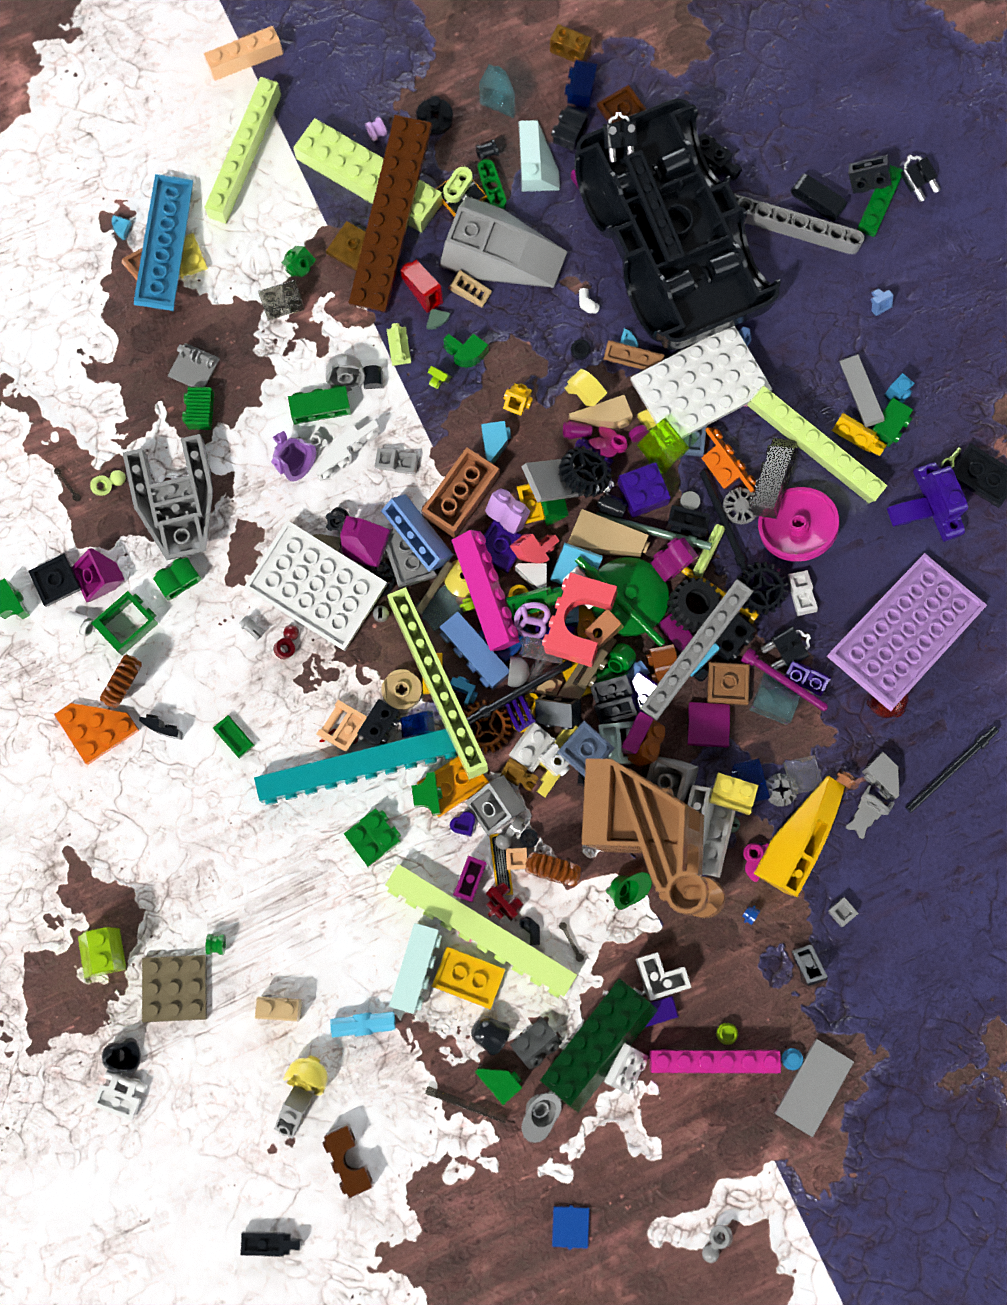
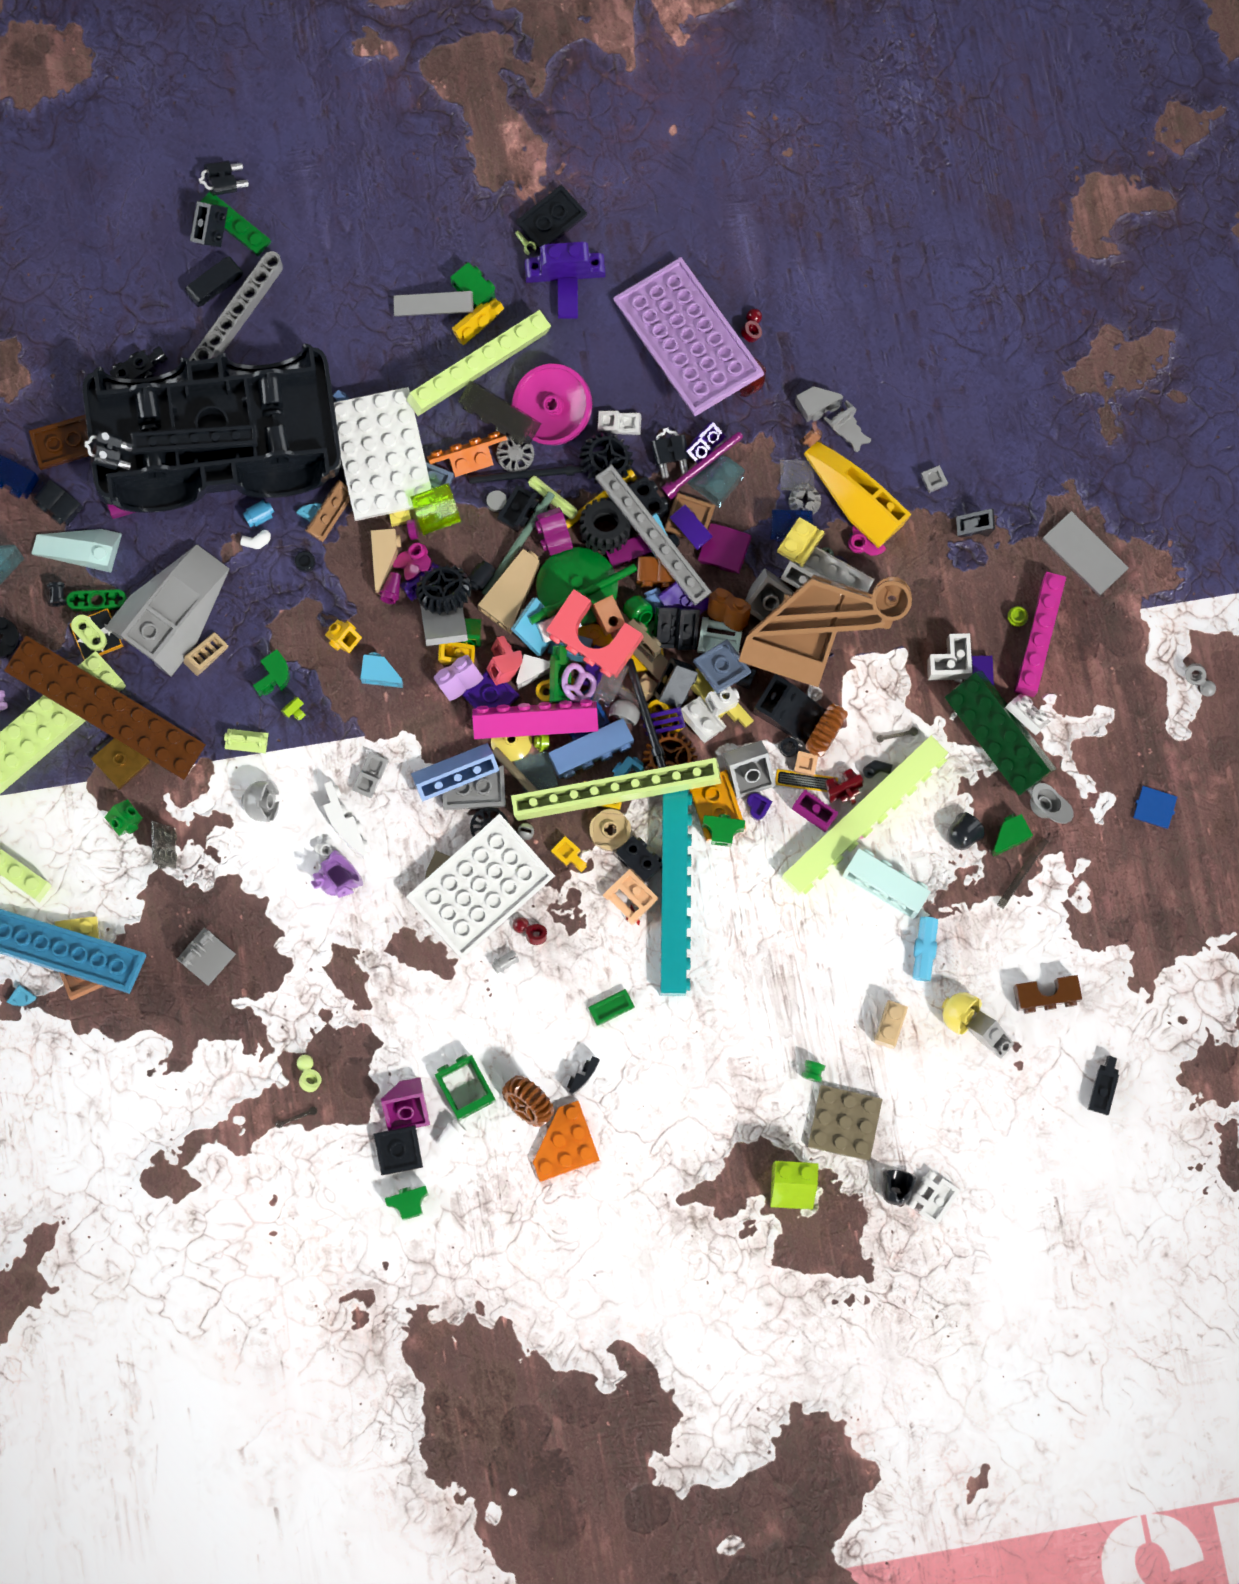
camera: 80 degrees left, 0 degrees up
(176, 578) = (432, 1025): green brick -> none
(177, 508) = (361, 1004): light grey wedge -> none
(198, 408) = (255, 960): green brick -> none
(319, 404) = (287, 836): green brick -> none
(336, 519) = (417, 848): black brick -> none
(363, 541) = (449, 826): magenta slope -> none
(369, 656) = (567, 853): none -> yellow plate
(373, 377) = (274, 774): black brick -> none
(373, 837) = (748, 894): green plate -> none
(417, 724) = (650, 822): clear blue slope -> none
(422, 285) = (188, 698): red slope -> none
(437, 319) = (228, 694): sand green tile -> none
(460, 492) = (425, 718): nougat brick -> none
(468, 978) = (906, 838): yellow plate -> none
(503, 840) = (776, 756): light grey plate -> none
(516, 774) = (723, 740): pearl gold plate -> none
(536, 1044) = (983, 792): dark grey bracket -> none
(563, 829) = (789, 709): none -> black slope
(586, 387) = (352, 565): light yellow brick -> none
(612, 296) = (258, 513): none -> dark azure brick
(629, 889) = (863, 666): green piece -> none
(636, 734) = (718, 615): magenta slope -> none
(643, 490) = (473, 540): dark purple brick -> none
(717, 685) = (691, 527): none -> dark purple slope
(751, 914) = (915, 562): blue plate -> none
(792, 1059) = (1055, 564): dark azure plate -> none
(881, 301) = (344, 256): medium blue tile -> none
(900, 389) = (442, 267): dark azure brick -> none
(951, 692) = (751, 330): none -> dark red plate
(979, 743) = (809, 306): black bar -> none

